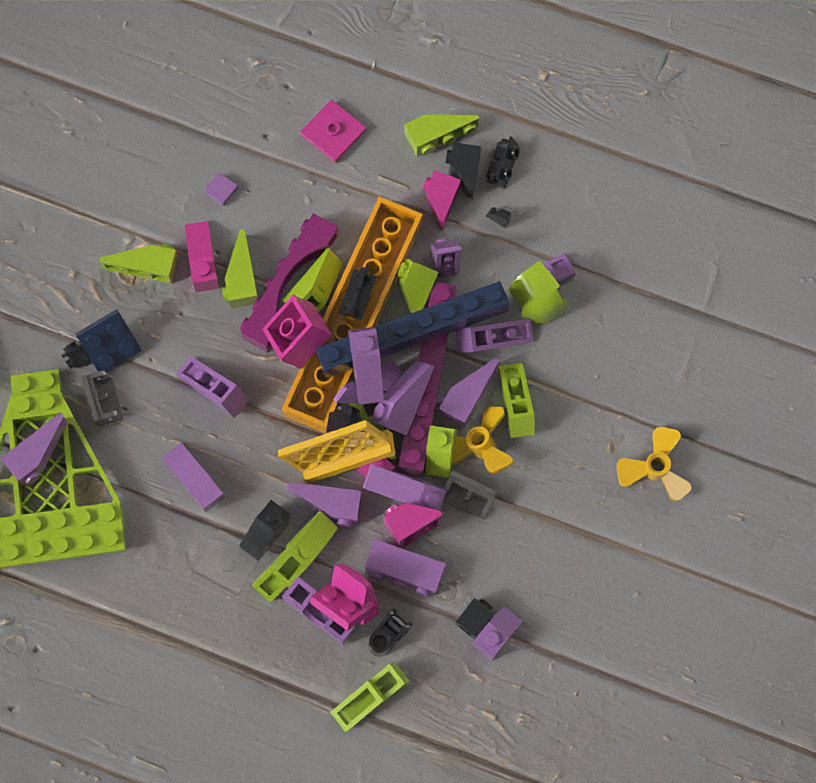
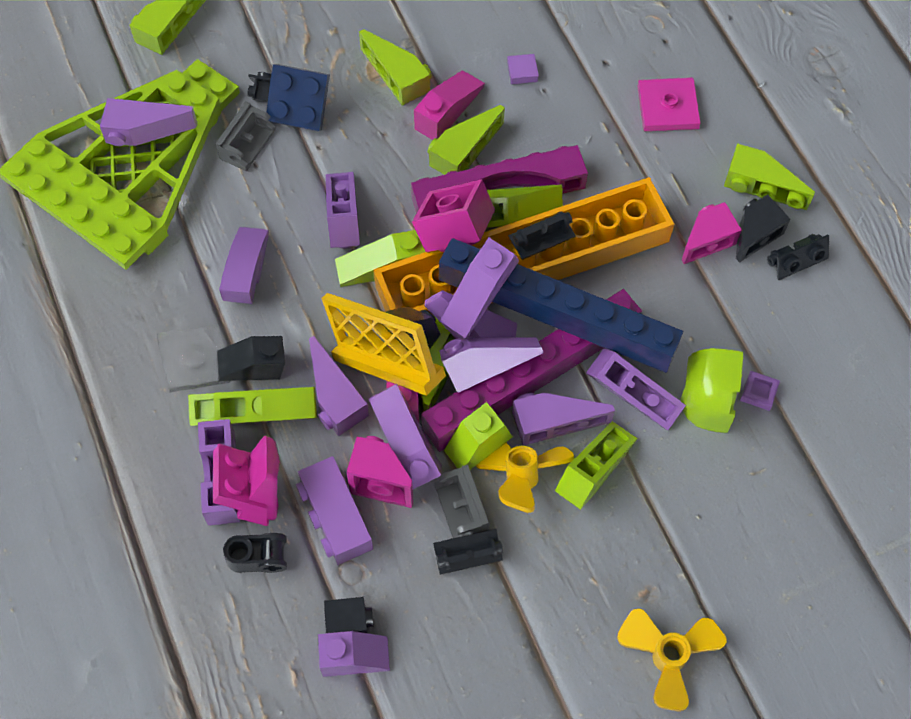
camera: 45 degrees right, 10 degrees down
(270, 397) = (359, 264): none -> slope
(370, 696) = (180, 592): lime slope -> none
(415, 283) = (609, 273): lime slope -> none
(446, 257) = (657, 281): medium lavender slope -> none
(499, 517) = (468, 551): none -> black hinge
(500, 217) = (748, 296): black tile -> none

